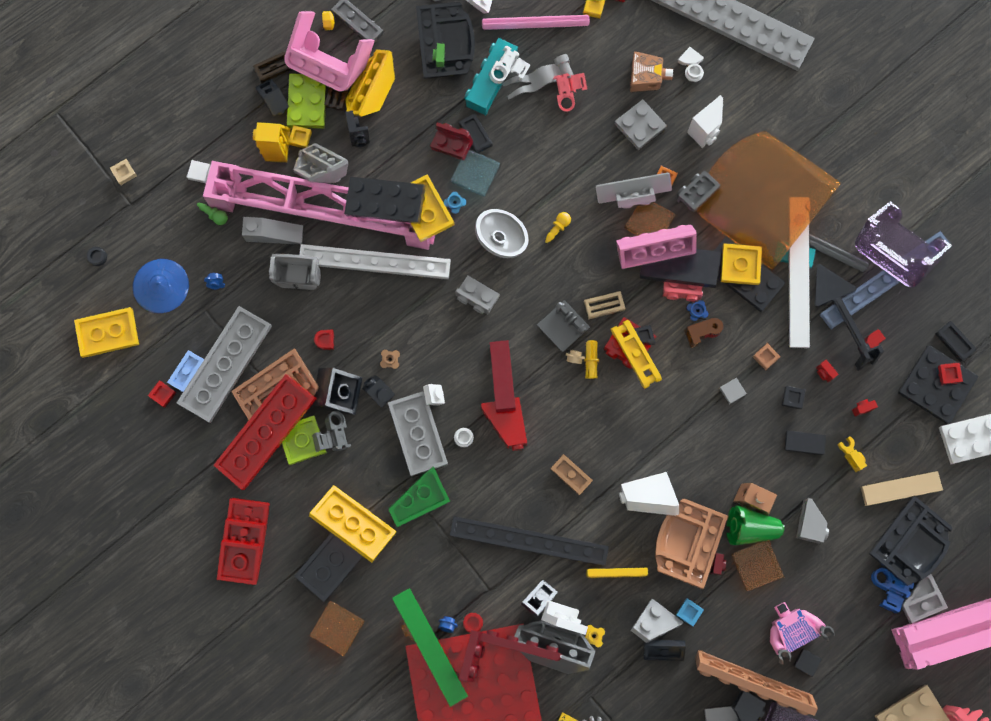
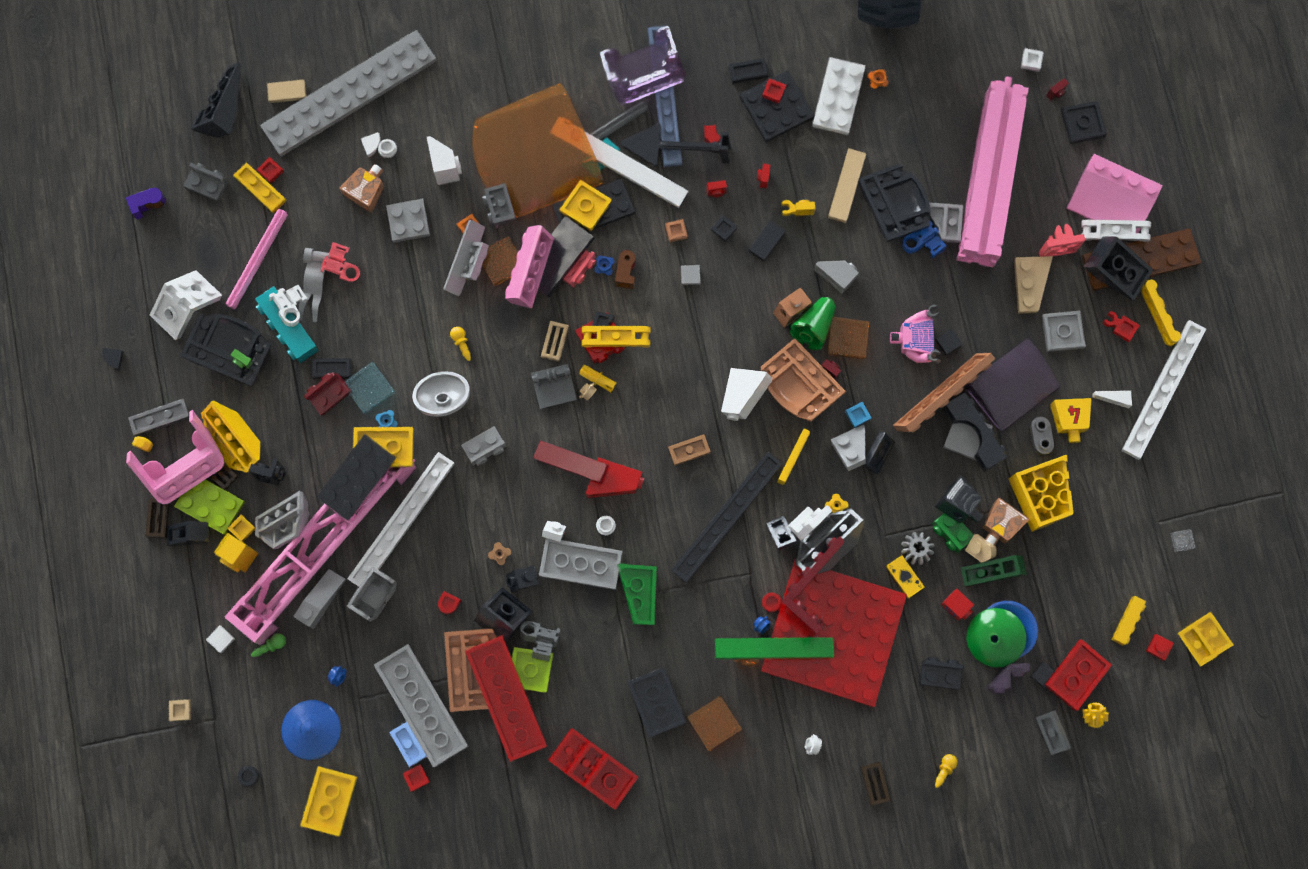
camera: 65 degrees left, 0 degrees up
(352, 523) = (630, 661): yellow plate -> none

